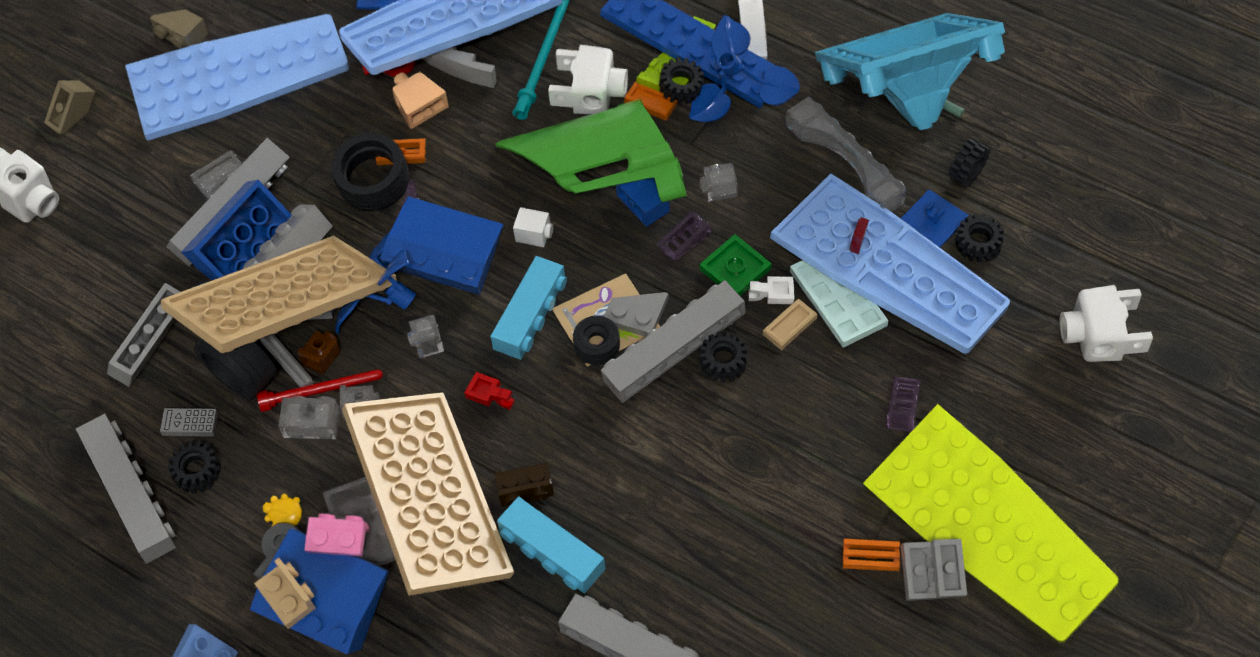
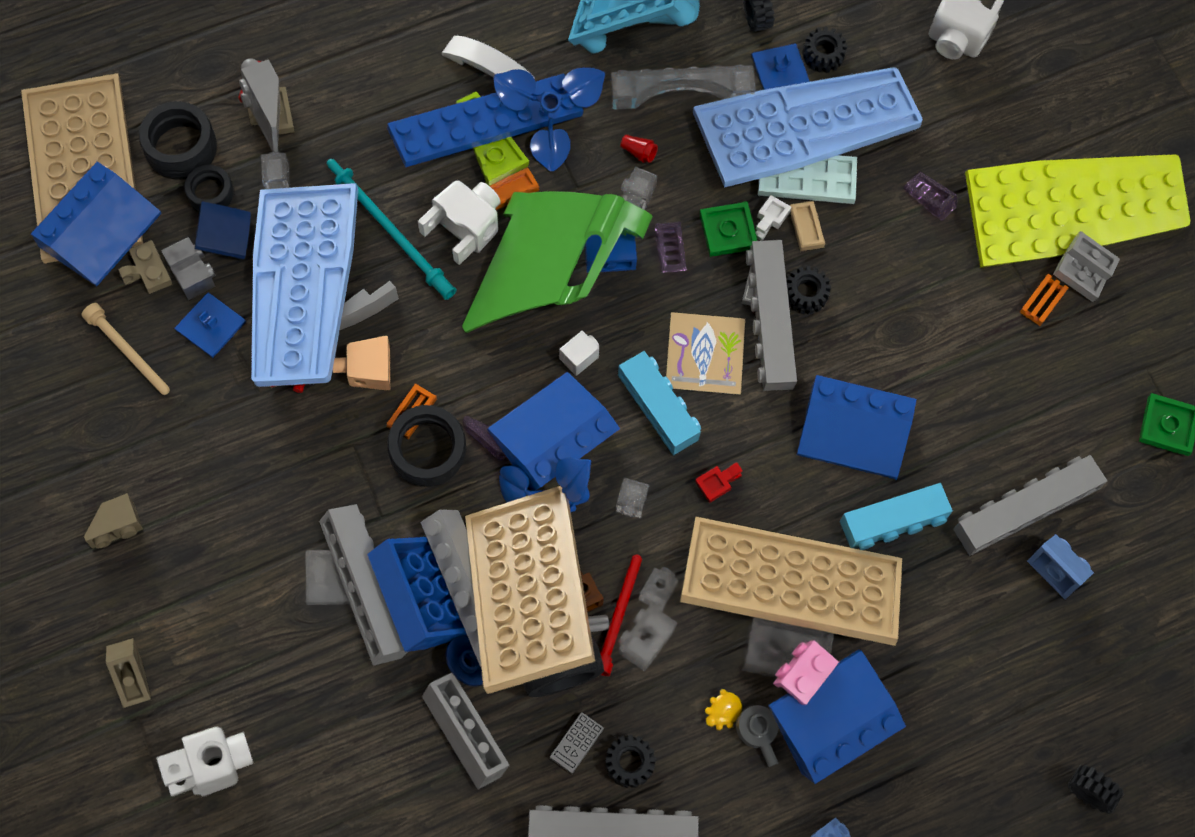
camera: 65 degrees left, 10 degrees up
(233, 73) = (204, 506): light blue wing -> none
(285, 595) = (834, 742): tan bracket -> none
(526, 482) = (823, 505): dark brown bracket -> none
(591, 327) = (727, 357): black tyre -> none
(616, 467) = (856, 427): none -> blue slope
(637, 313) = (719, 327): light grey wing -> none
(681, 69) = (526, 140): black tyre -> none
(760, 162) = (641, 148): none -> red cone
(859, 235) = (777, 123): dark red tile -> none

